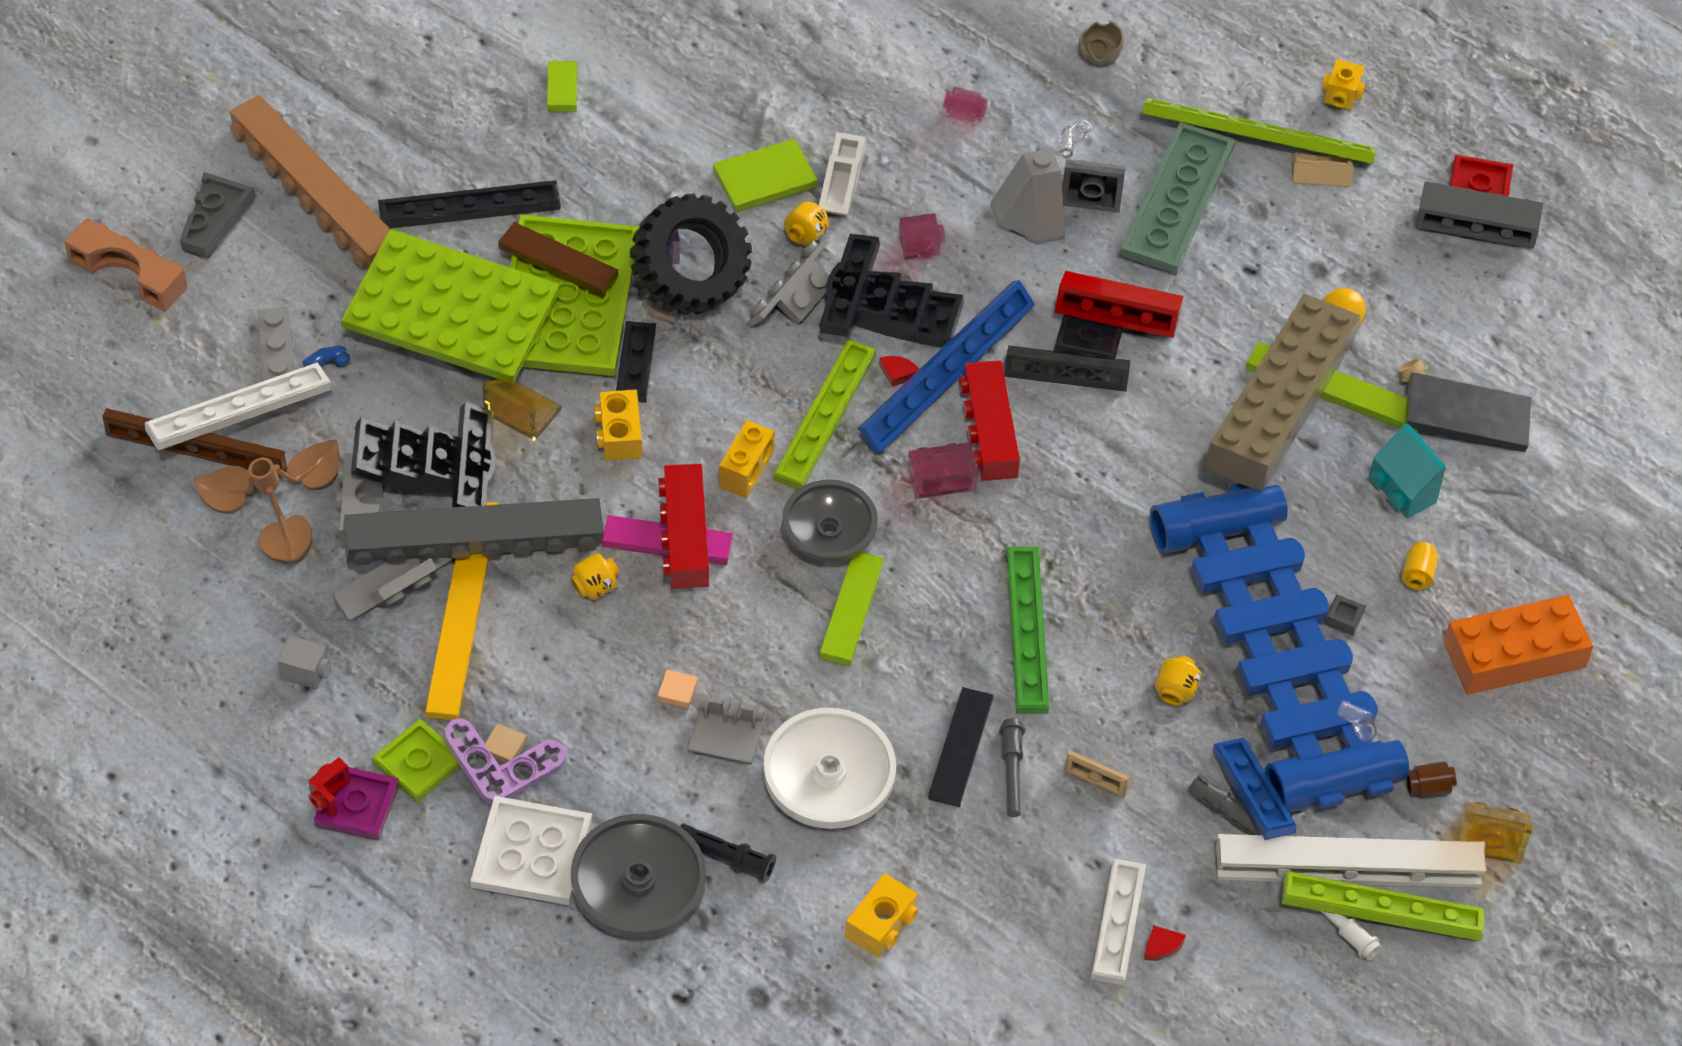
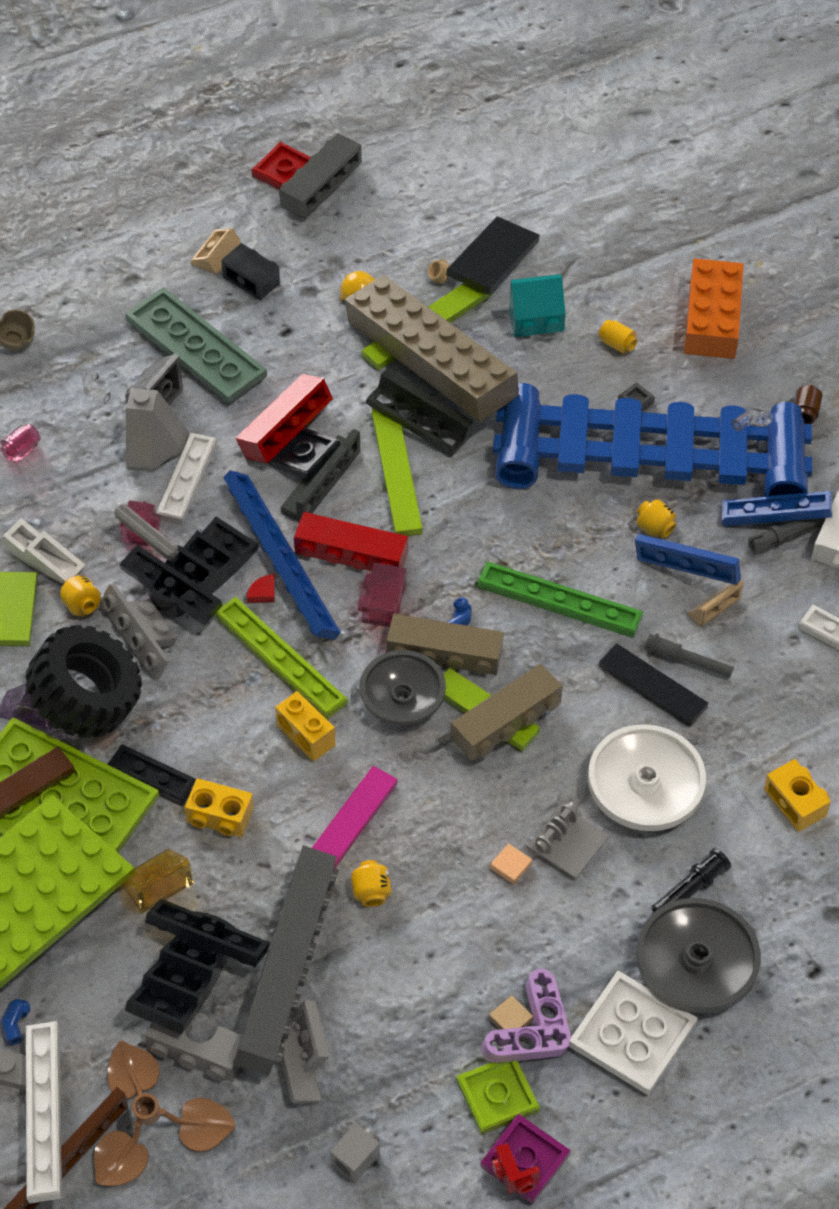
camera: 65 degrees left, 0 degrees up
(457, 636) = (379, 1016): yellow tile -> none
(685, 526) = (362, 791): red brick -> none
(845, 618) = (506, 712): none -> dark tan brick
(898, 239) = (146, 532): none -> light grey axle
(908, 543) = (448, 643): none -> dark tan brick
(956, 549) = (462, 612): none -> blue arm
(1003, 256) = (186, 478): none -> white tile
(1115, 428) = (397, 475): none -> lime tile
(1128, 719) = (688, 559): none -> blue tile
(1206, 418) = (424, 410): none -> pearl dark grey fence
(1259, 130) = (159, 272): lime tile -> none
(1305, 206) = (250, 271): none -> black brick
(1341, 90) = (151, 202): yellow brick -> none

